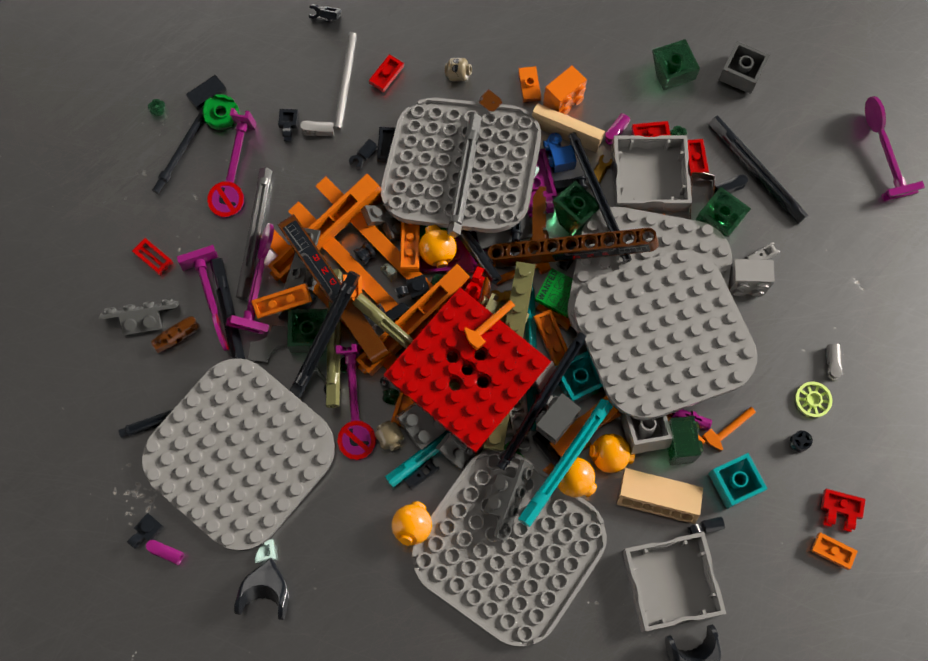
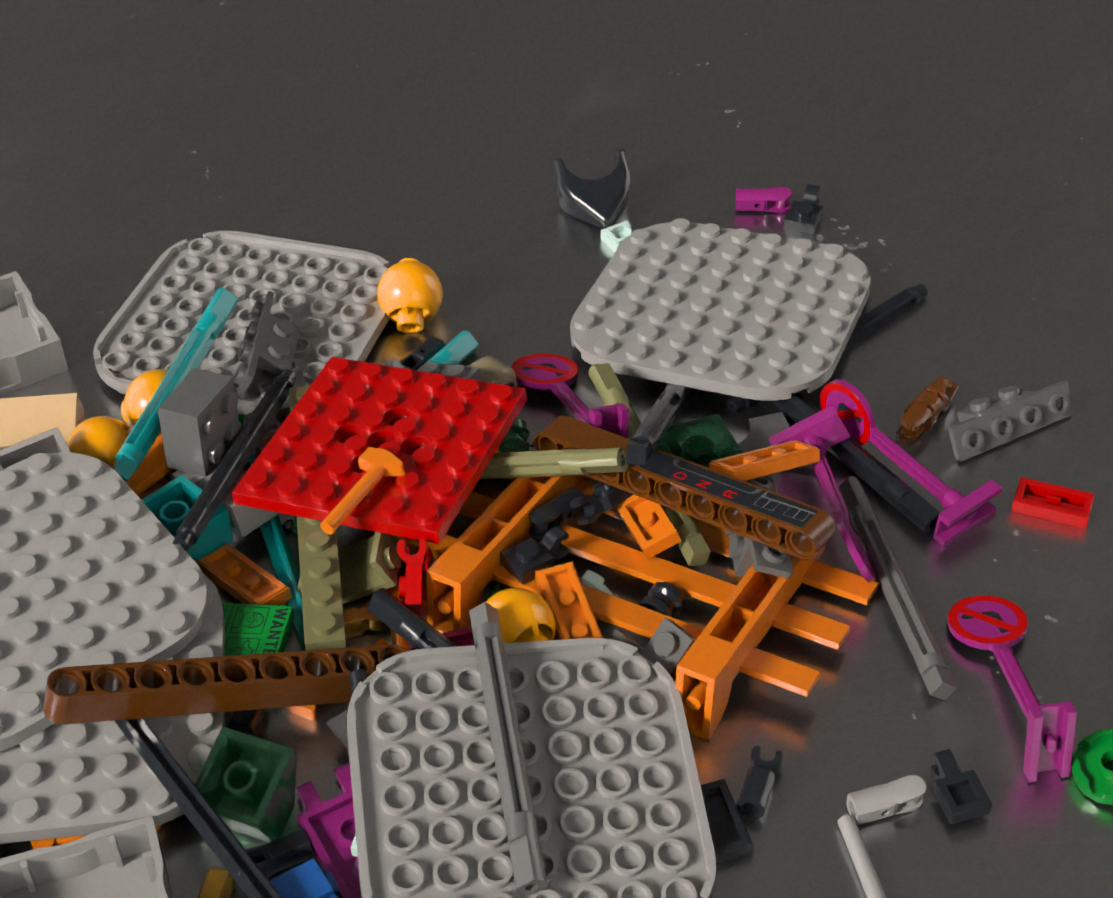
camera: 165 degrees right, 30 degrees down
(538, 215) = (318, 743): reddish brown piece -> none

